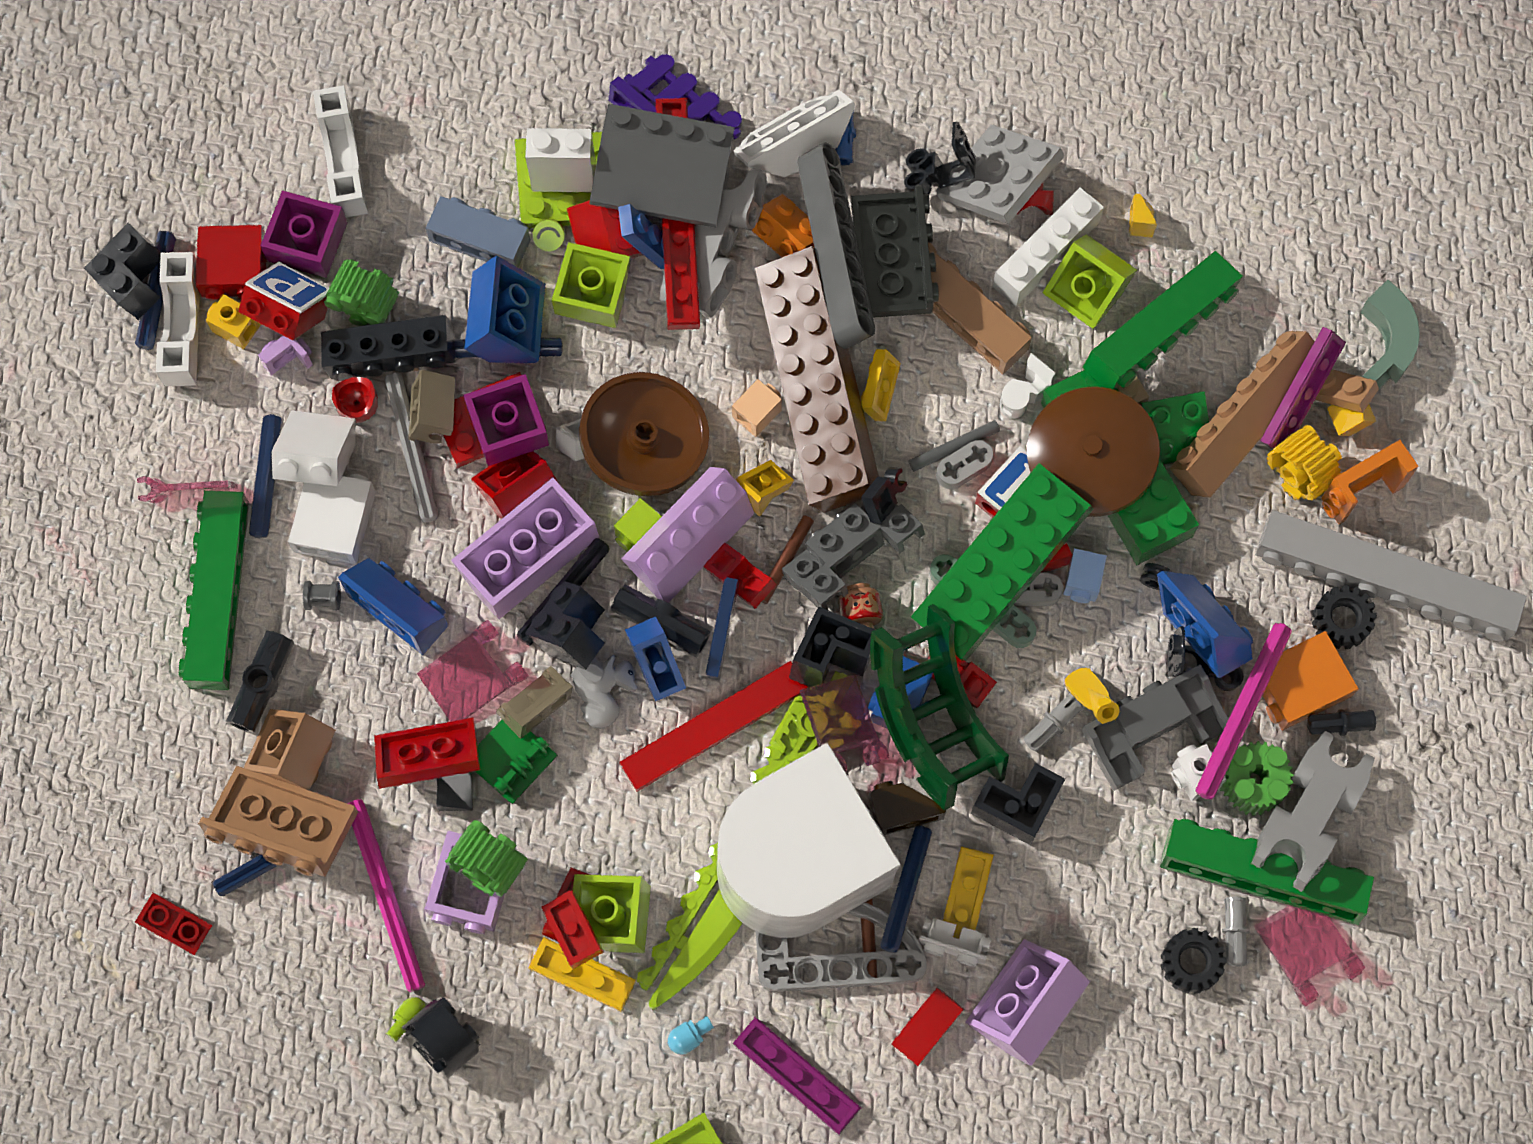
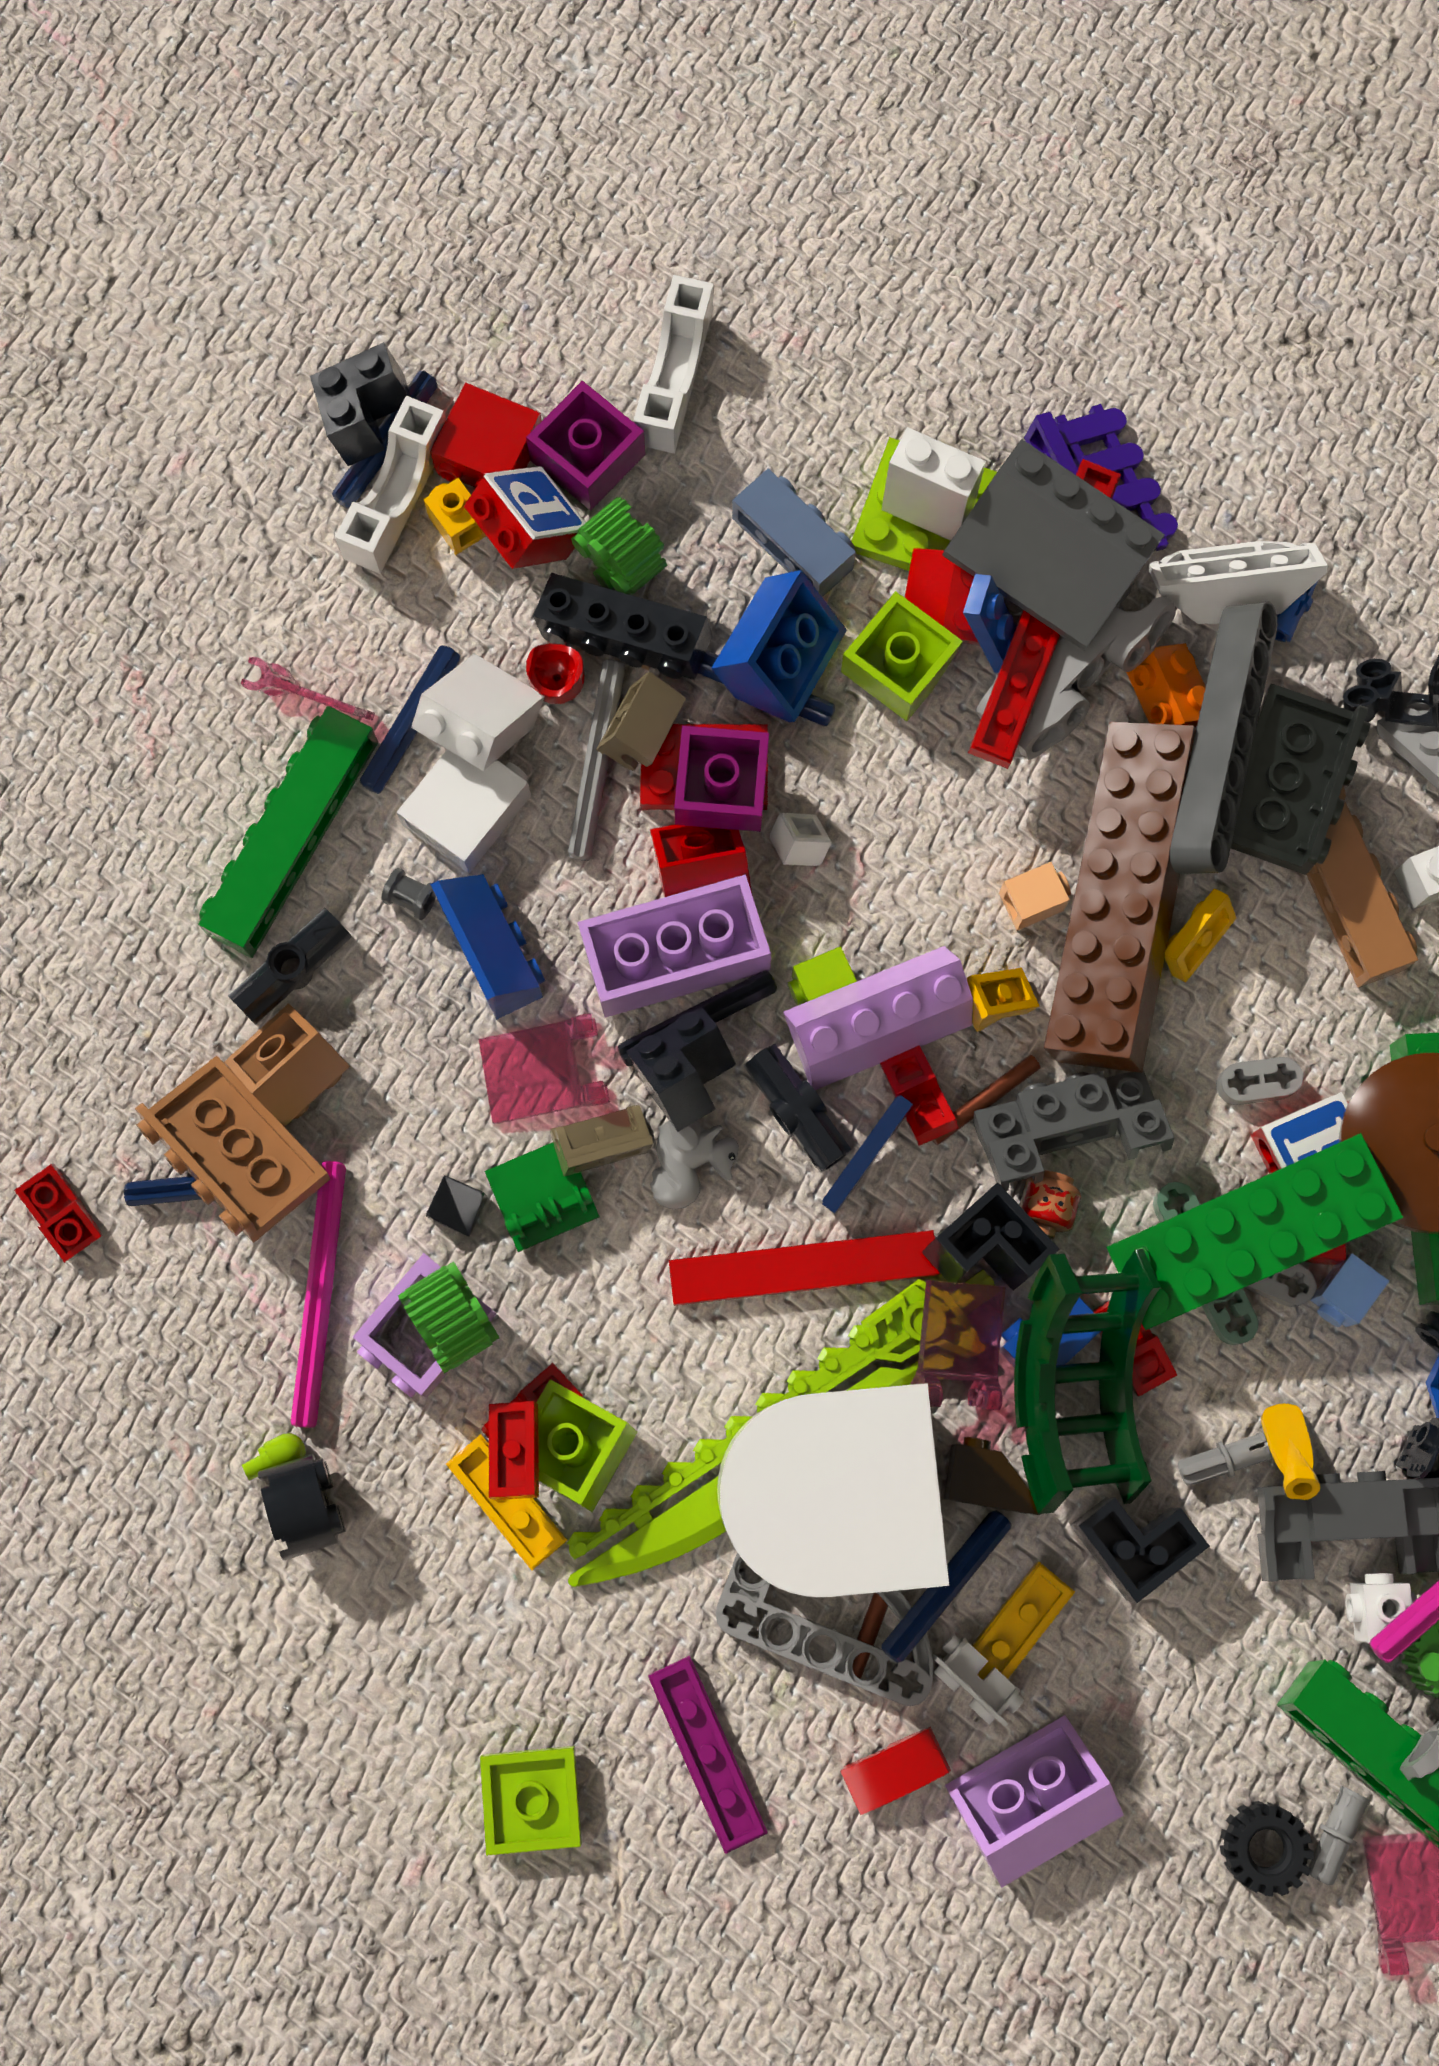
camera: 25 degrees right, 5 degrees up
(282, 351) = (496, 577): lavender bracket -> none
(426, 753) = (443, 1144): red plate -> none
(548, 235) = (877, 572): lime tile -> none
(644, 434) = (881, 868): reddish brown dish -> none
(655, 658) = (768, 1156): blue brick -> none
(688, 1035) = (598, 1640): medium azure cylinder -> none
(880, 496) = (1137, 1080): black plate -> none
(953, 445) = (1257, 1051): dark grey bar -> none
(1019, 393) = (1370, 1023): white leg -> none

